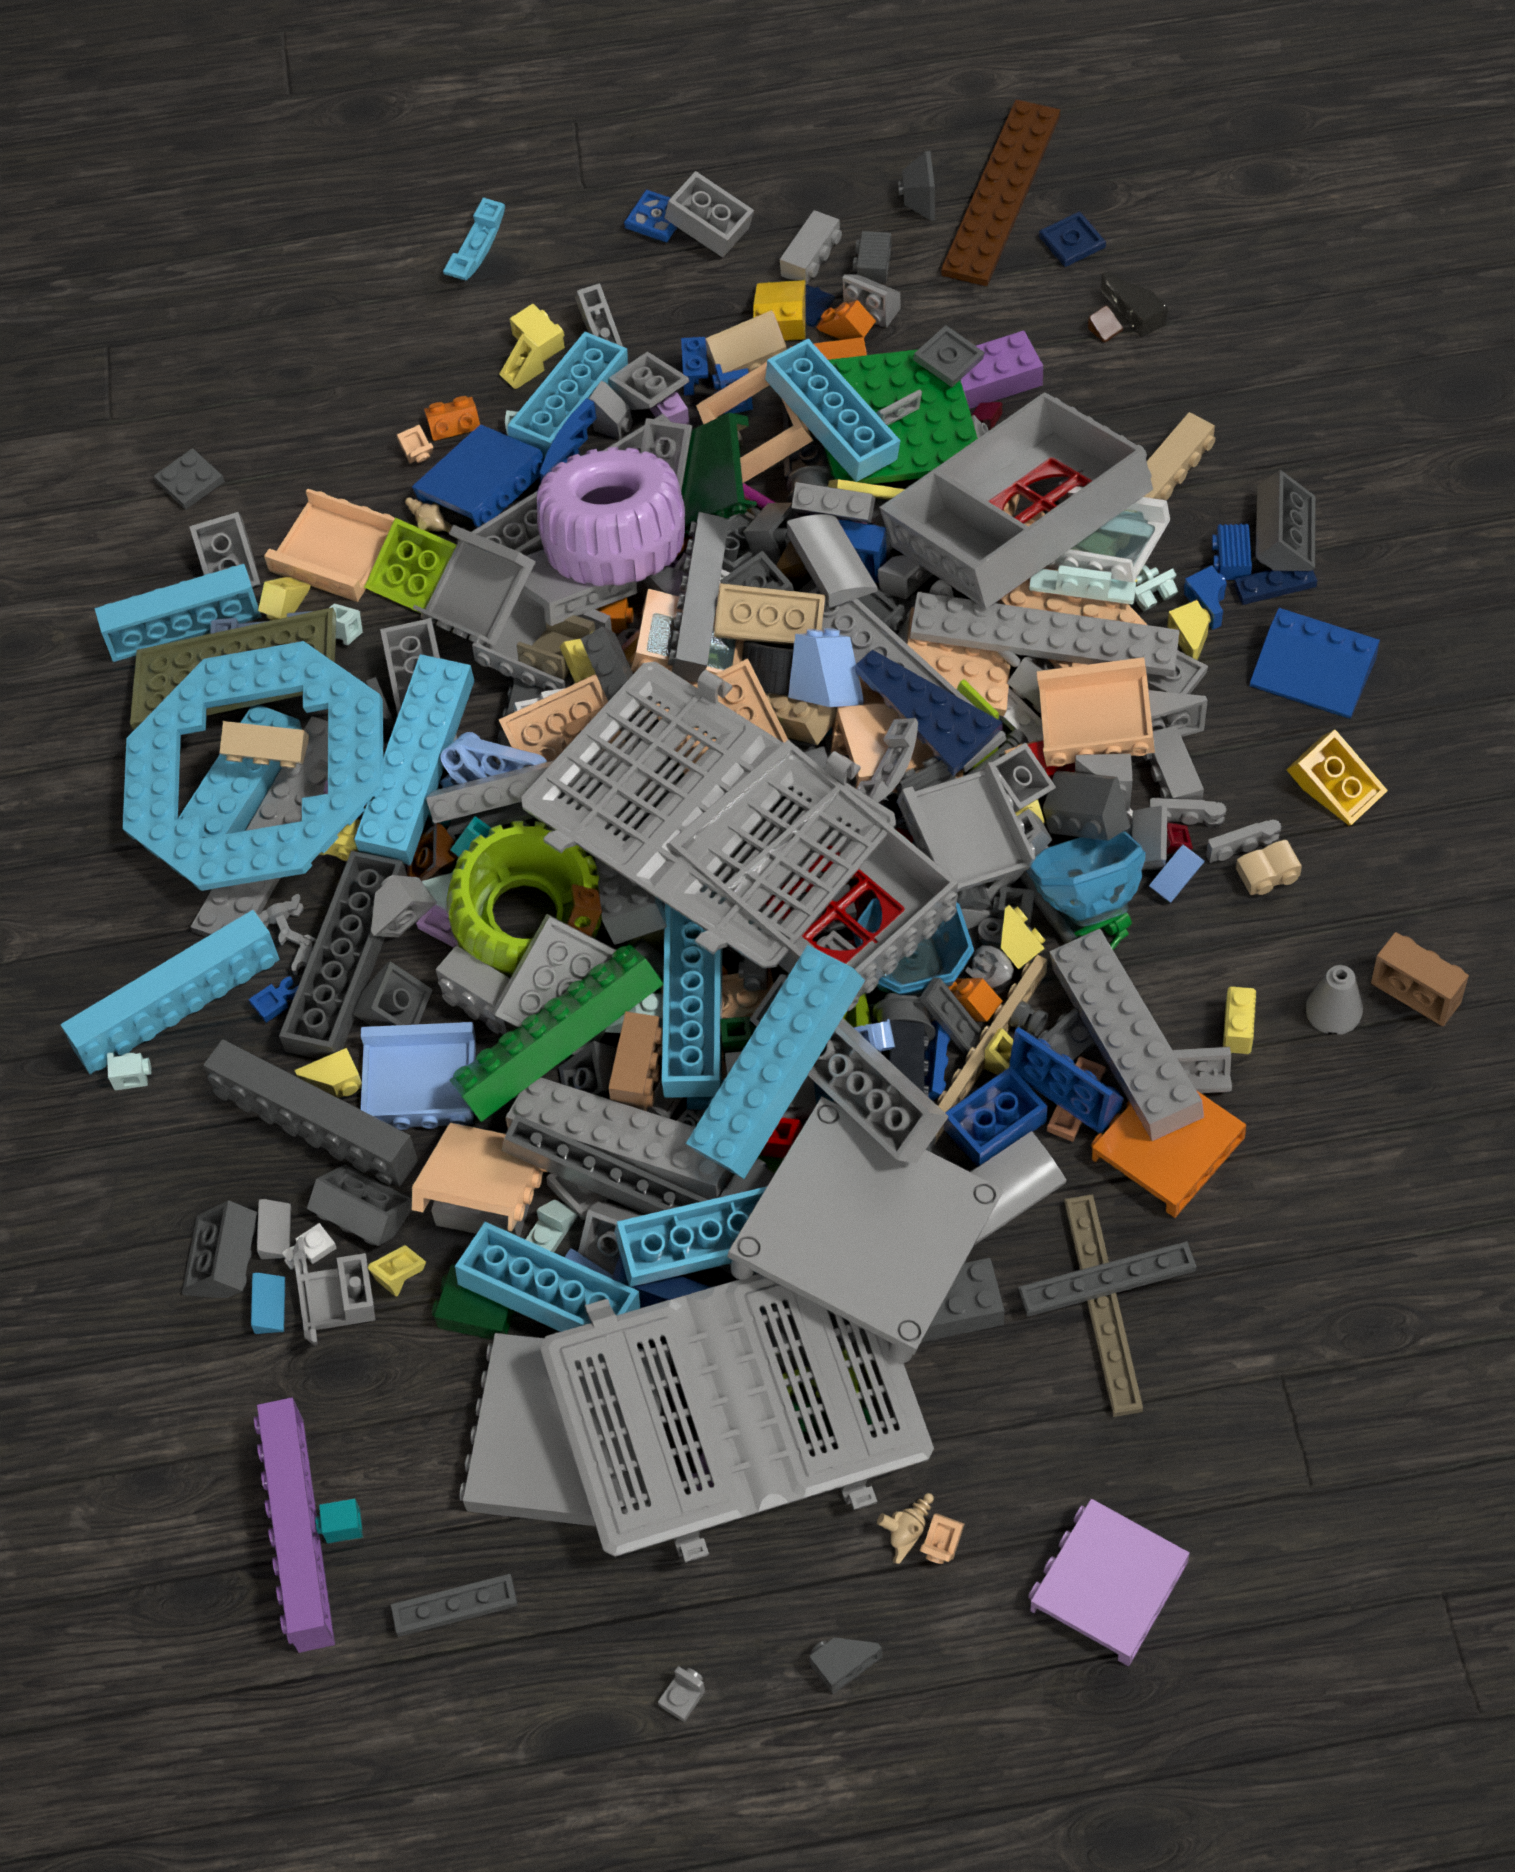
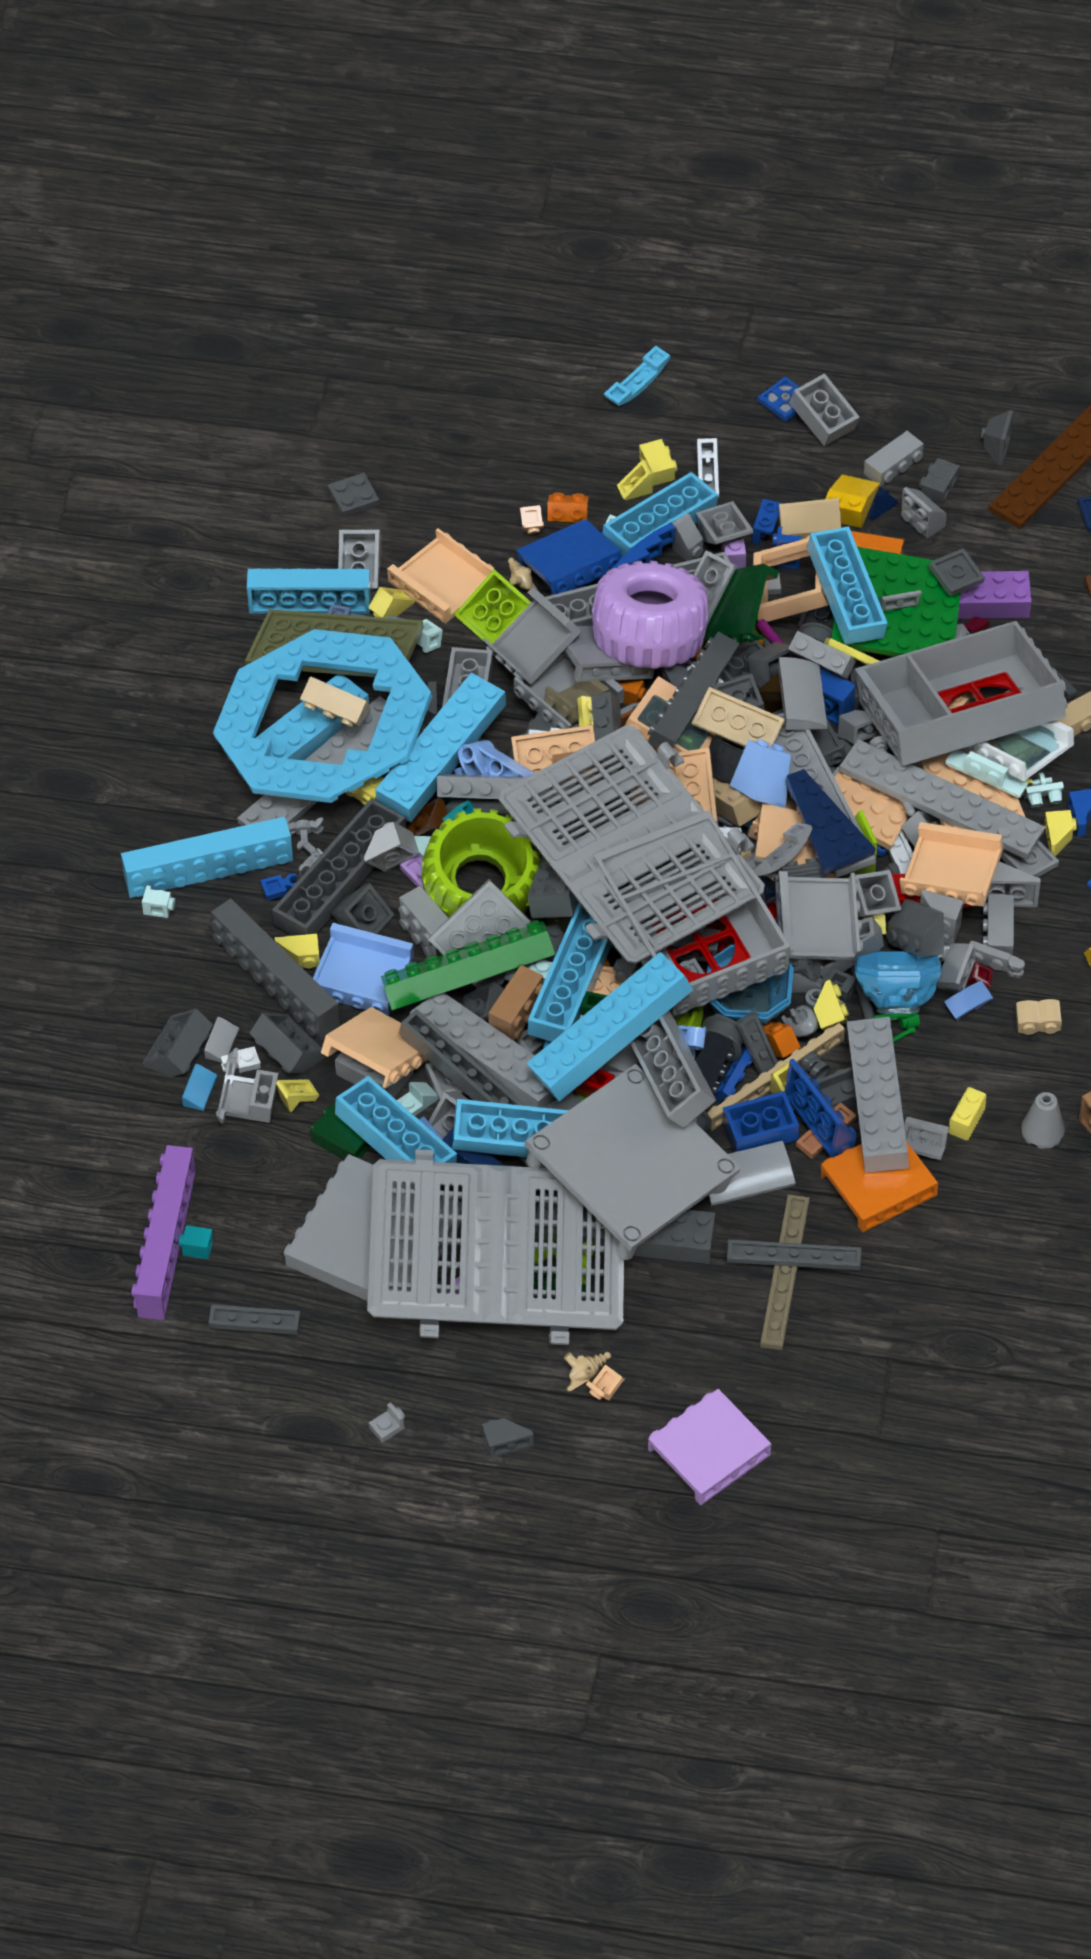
camera: 15 degrees right, 5 degrees down
(585, 903) = (521, 881): reddish brown bracket -> none
(846, 321) = (897, 523): orange slope -> none
(1243, 839) = (1027, 991): light grey hinge -> none

